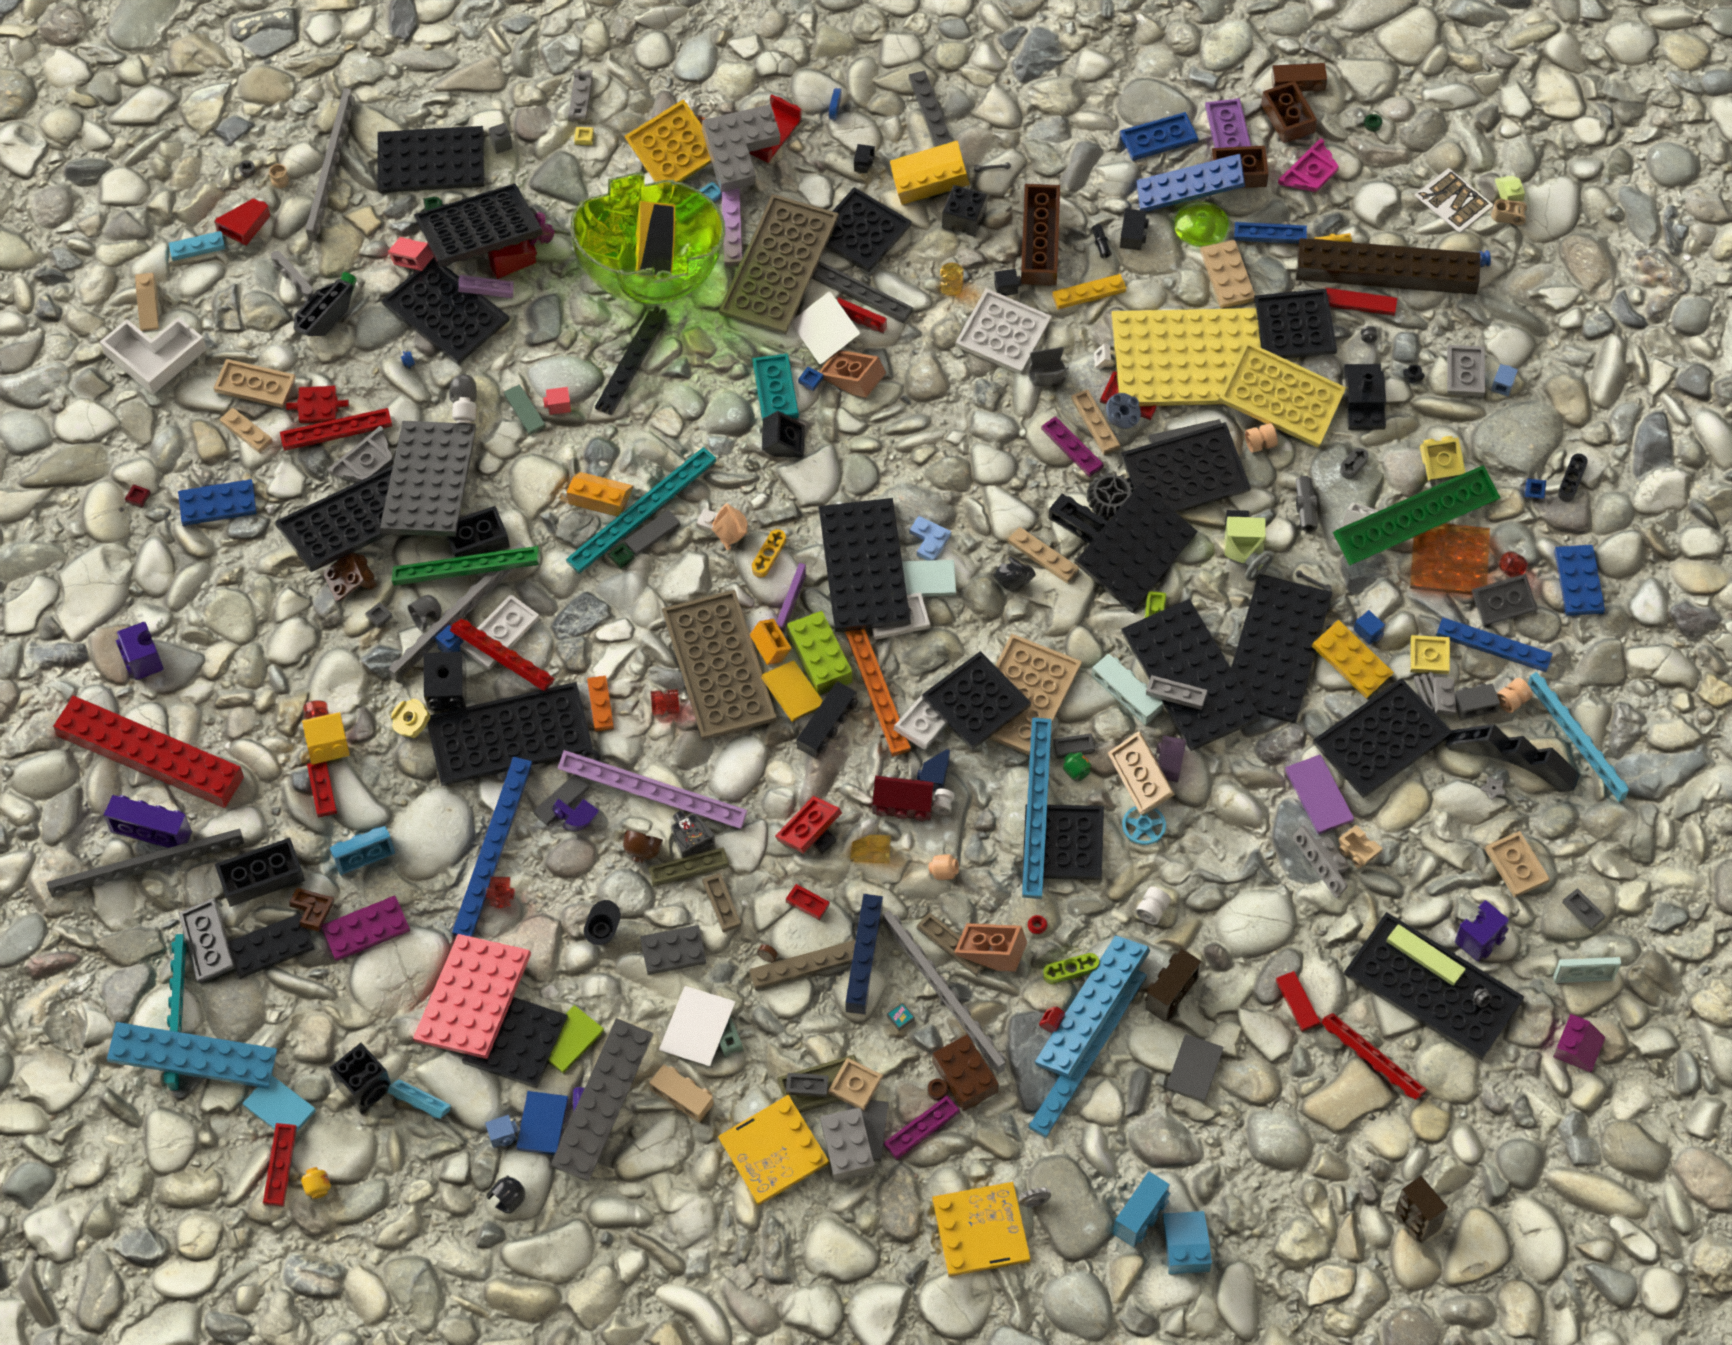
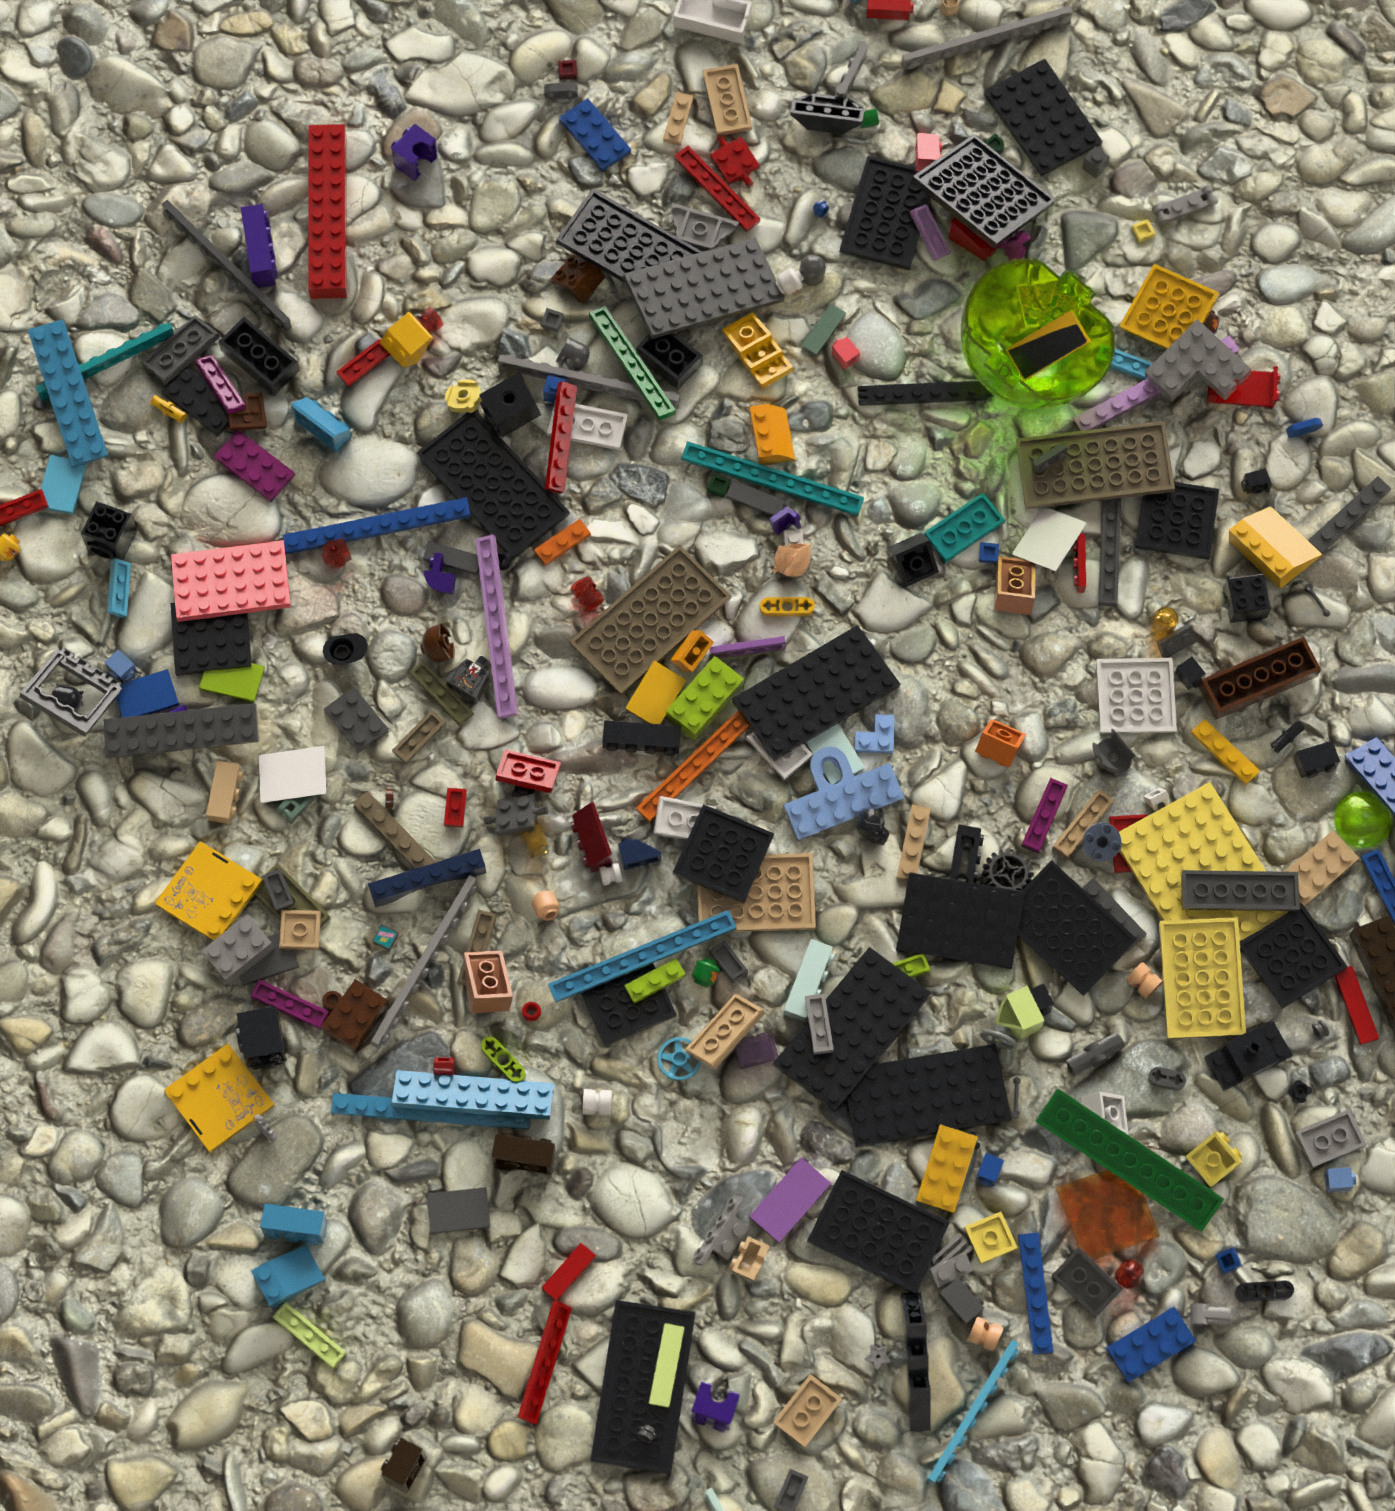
camera: 60 degrees right, 10 degrees up
(156, 509) = (560, 91): none -> dark grey beam
(248, 983) = (160, 404): none -> yellow pin
(266, 918) = (220, 384): none -> magenta tile
(511, 467) = (757, 350): none -> yellow slope
(512, 1199) = (64, 713): none -> hinge
(686, 515) = (785, 519): none -> dark purple bracket
(756, 282) = (1054, 455): none -> dark grey plate
(845, 852) = (515, 815): none -> dark grey plate
(946, 1160) = (261, 1037): none -> black brick
(972, 279) = (1176, 641): none -> dark grey plate
(974, 590) = (840, 801): none -> light blue plate
(990, 447) = (1000, 743): none -> orange slope
(1064, 808) = (655, 980): none -> lime plate
(1221, 331) = (1240, 890): none -> dark grey plate
(1251, 1248) = (309, 1335): none -> yellowish green tile
(1575, 526) = (1203, 1315): none -> light grey piece

